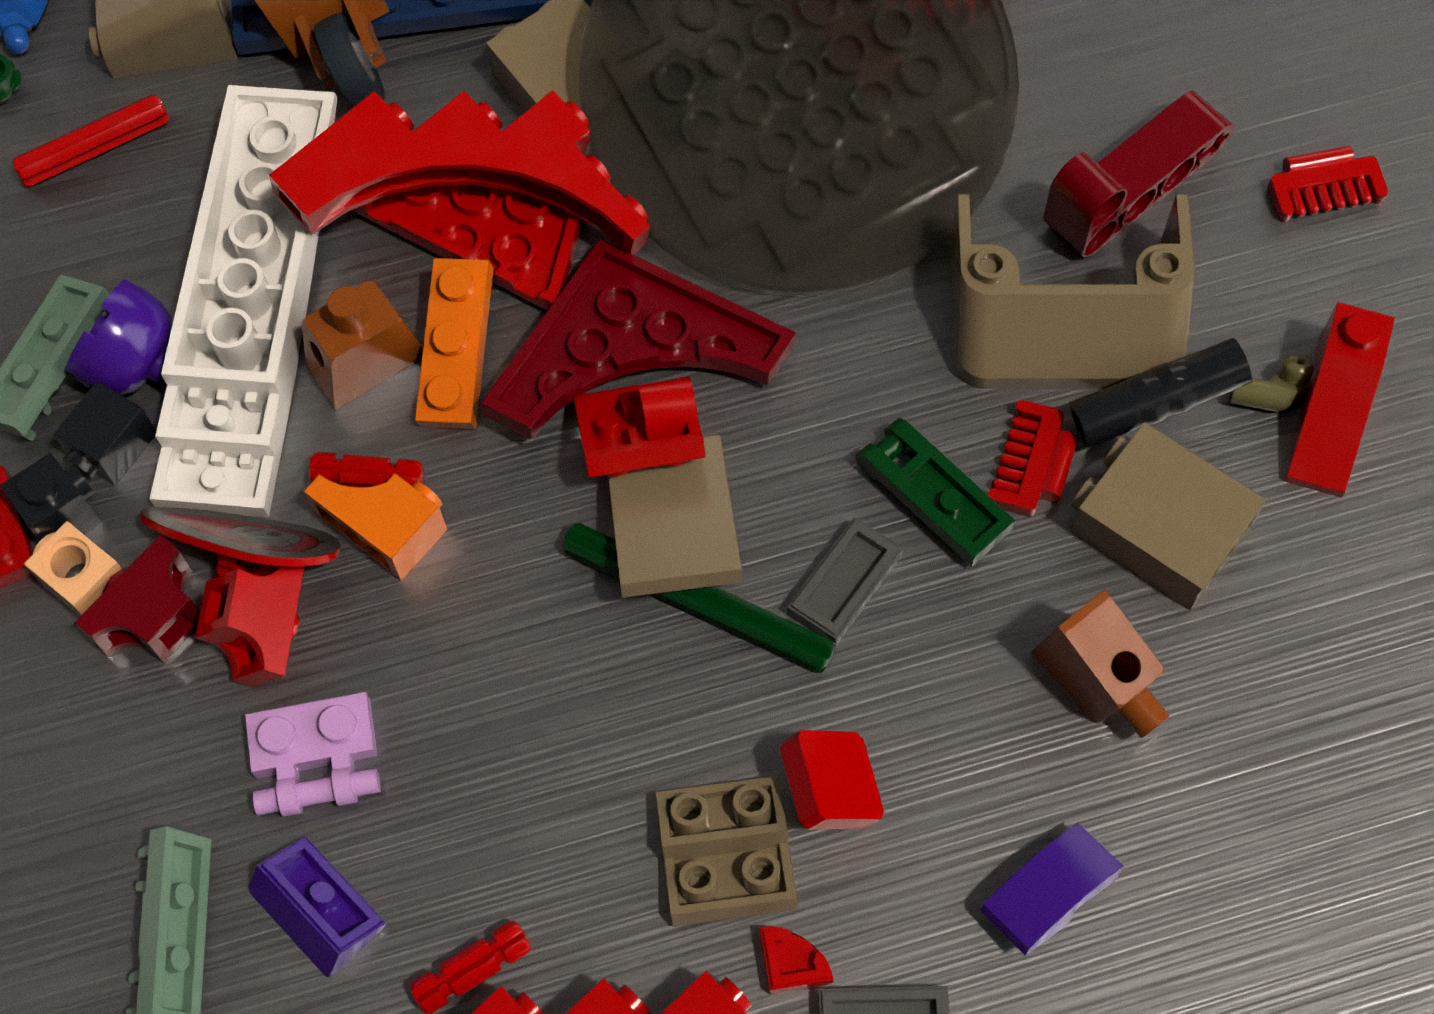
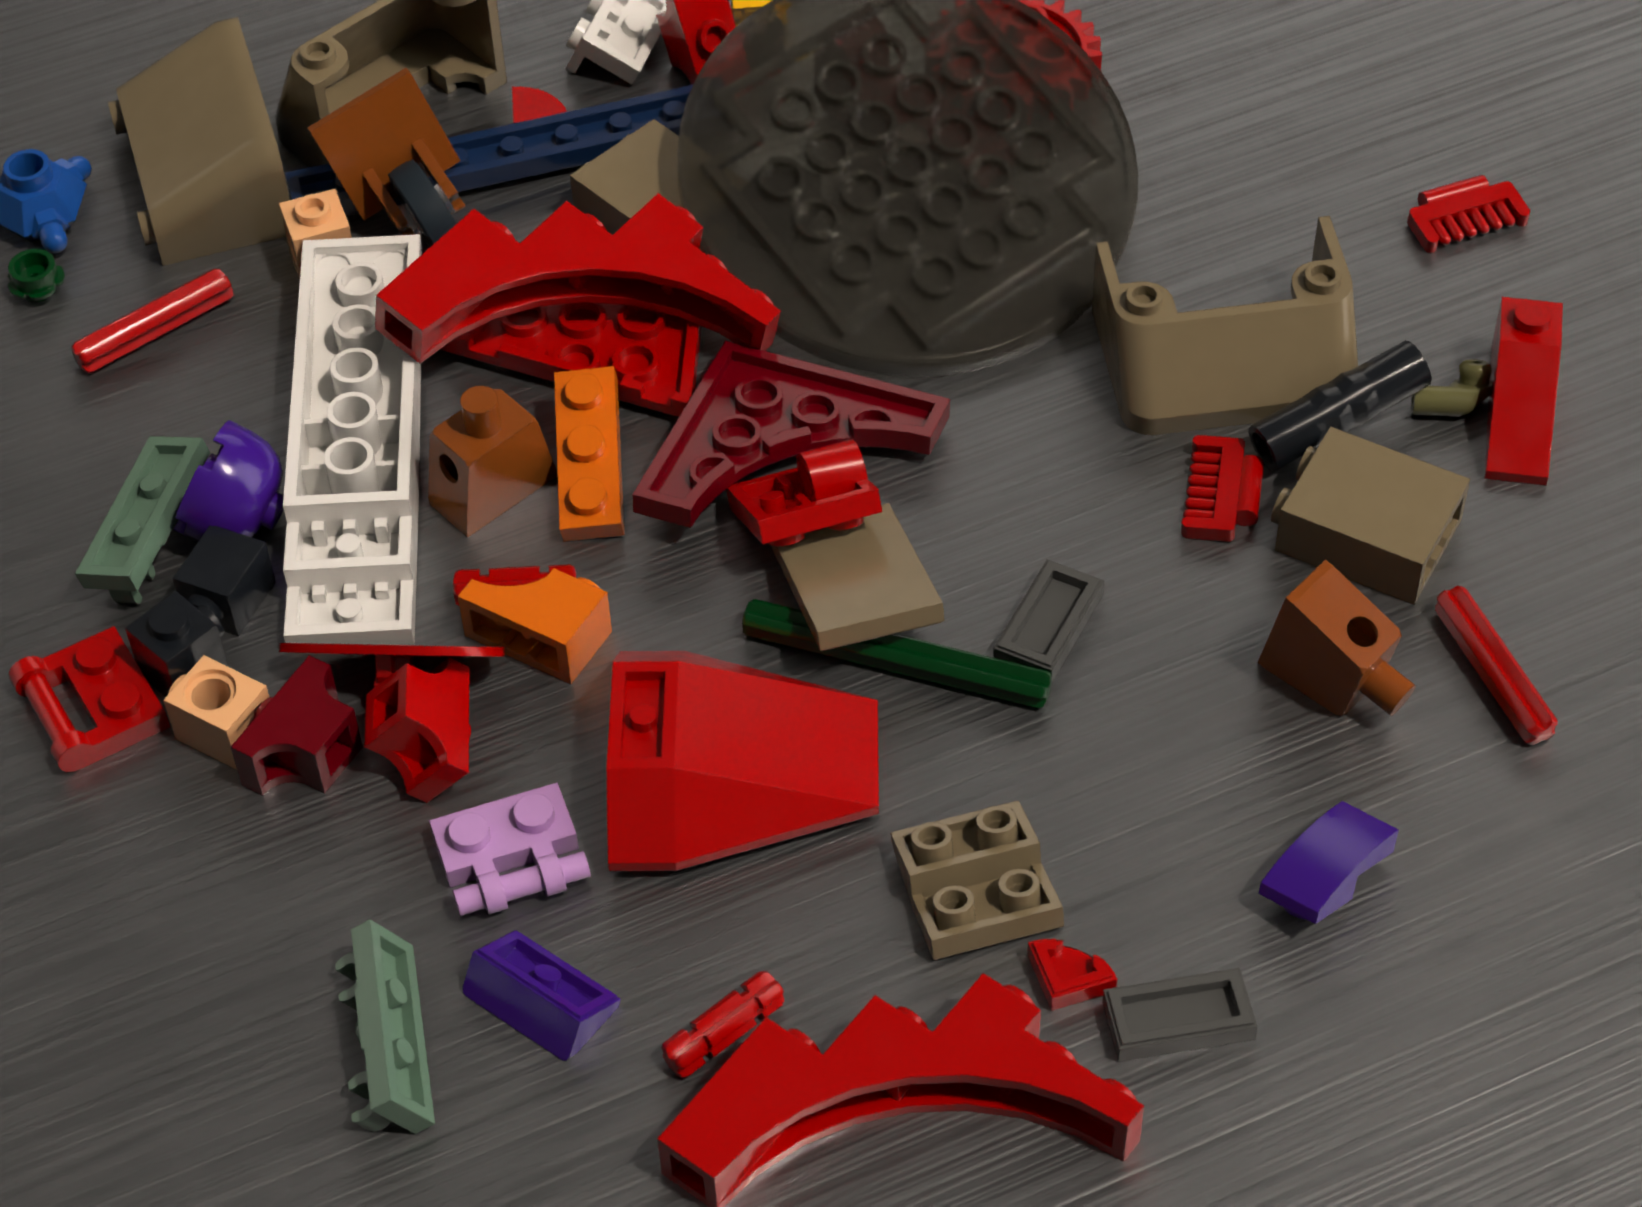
camera: 10 degrees left, 15 degrees down
(246, 62) = (313, 218): none -> light nougat brick
(521, 688) = (728, 759): none -> red wedge
(831, 780) = (1075, 792): red piece -> none
(936, 491) = (1127, 525): dark green plate -> none
(1099, 200) = (1244, 242): dark red beam -> none
(1252, 694) = (1496, 665): none -> red axle

